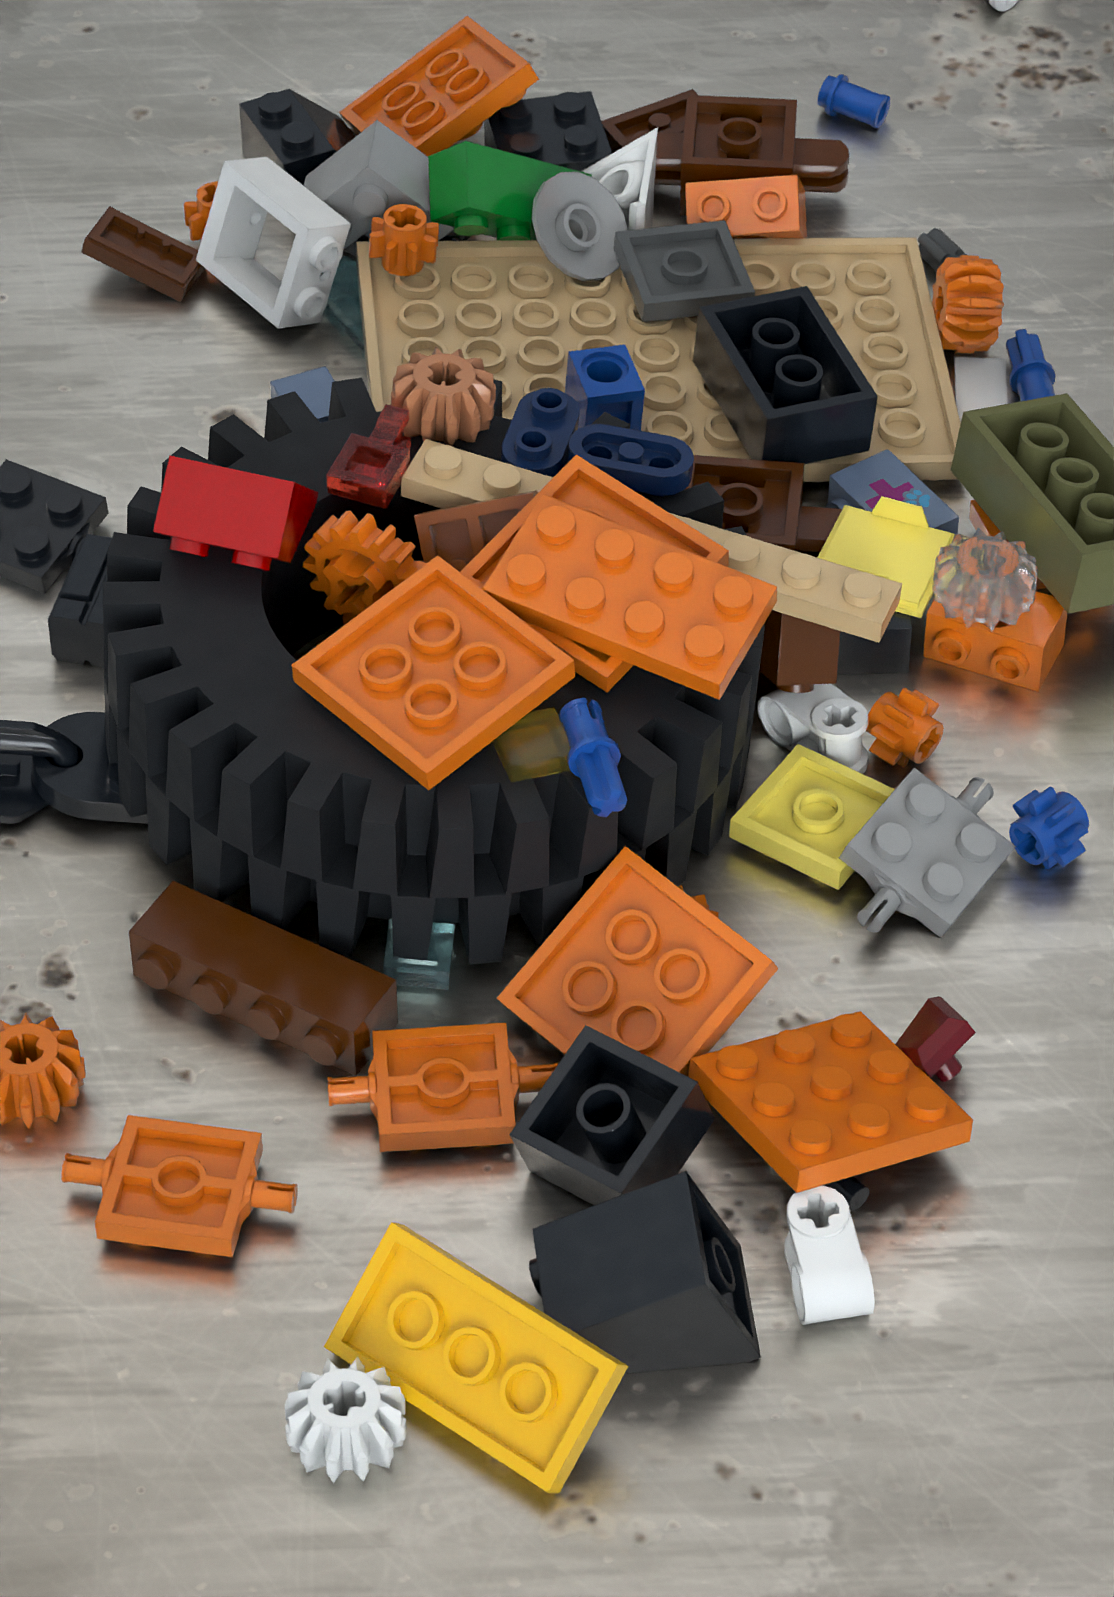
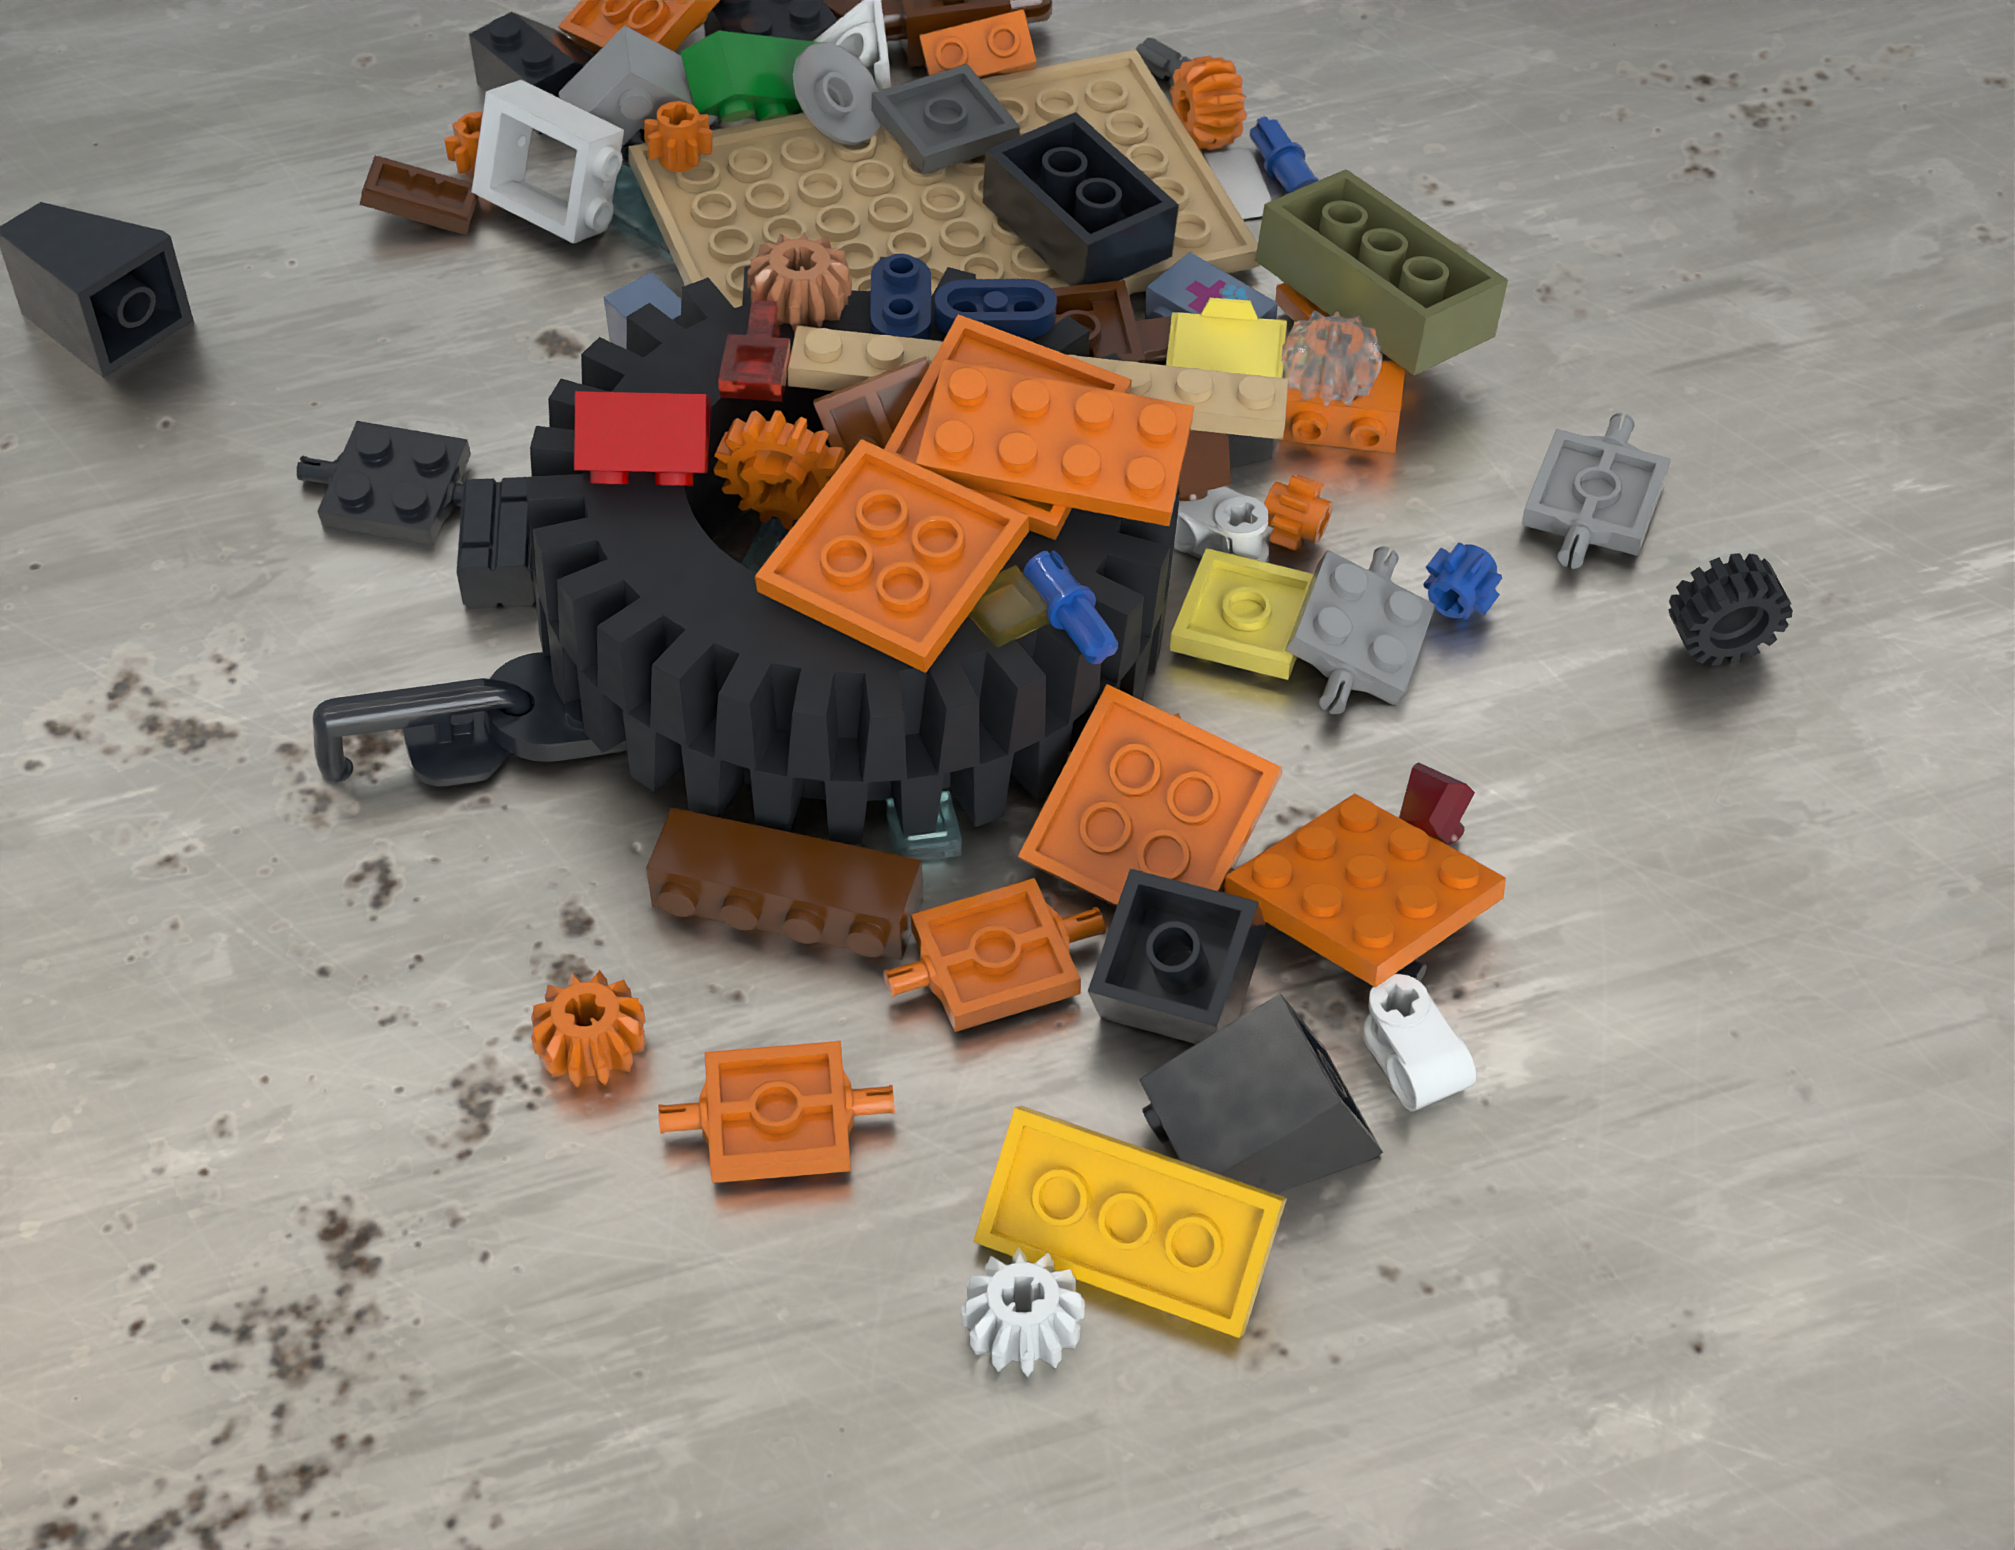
camera: 15 degrees left, 5 degrees up
(605, 382) = (919, 232): blue brick -> none

